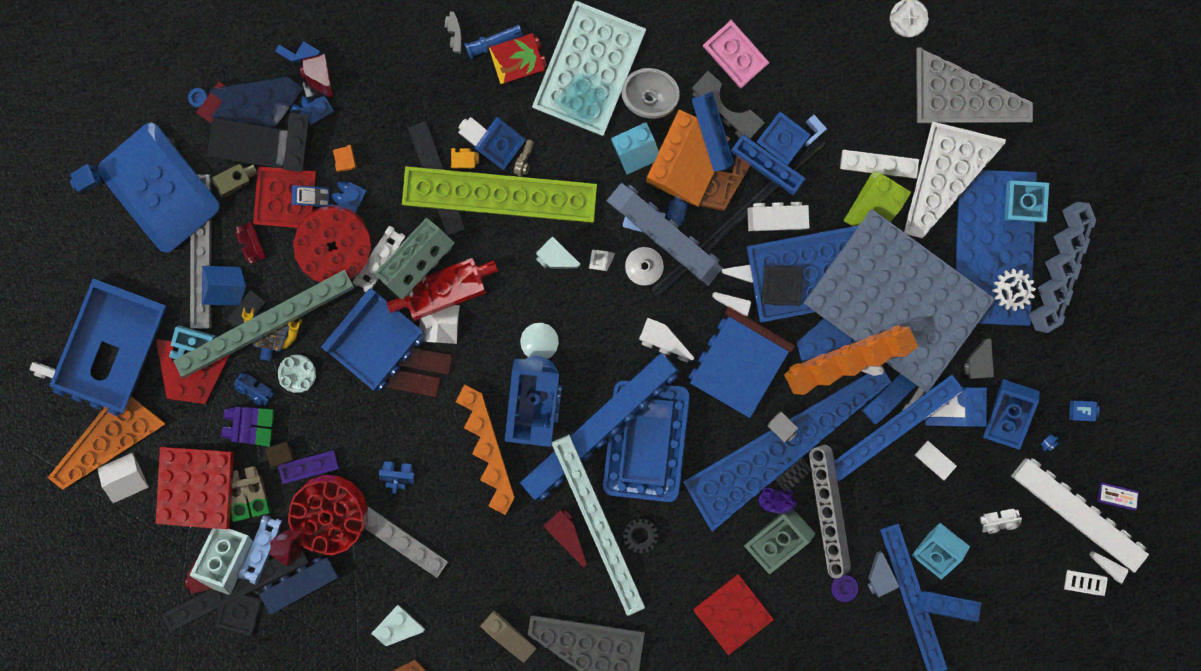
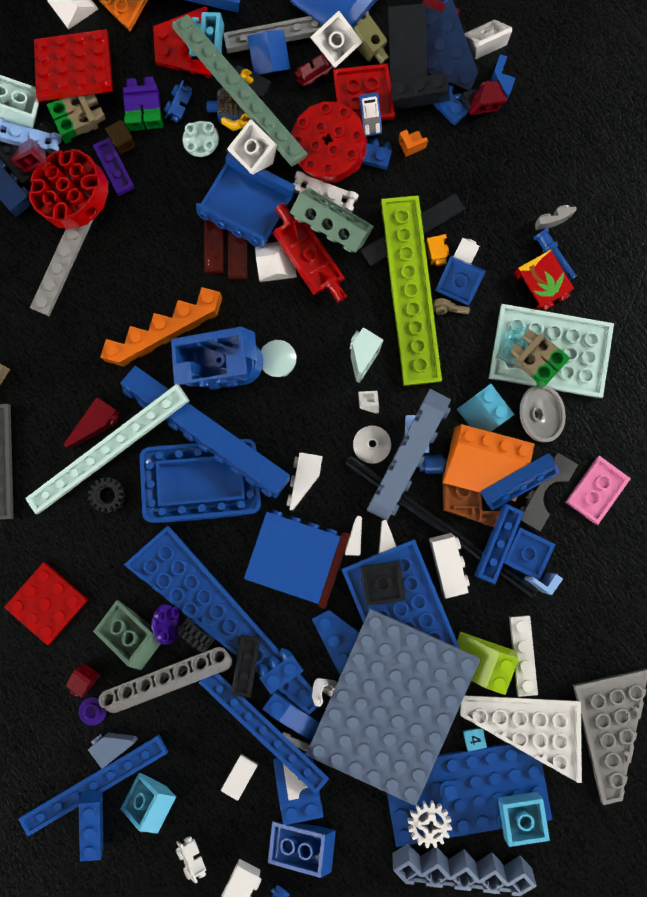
camera: 75 degrees right, 5 degrees down
(227, 215) = (336, 39): none -> white slope
(249, 58) = (488, 38): none -> white slope
(325, 322) = (253, 148): none -> white slope
(396, 479) = (121, 241): blue hips -> none
(595, 93) = (540, 359): none -> dark tan hips
(783, 427) = (240, 614): light grey brick -> none
(814, 591) = (82, 680): none -> dark red slope
(832, 432) = (246, 665): none -> black tile
(845, 401) = (280, 671): none -> blue plate
(850, 359) = (324, 671): orange brick -> none
(947, 228) = (474, 739): none -> medium azure tile
(980, 362) = (349, 803): dark grey slope -> none

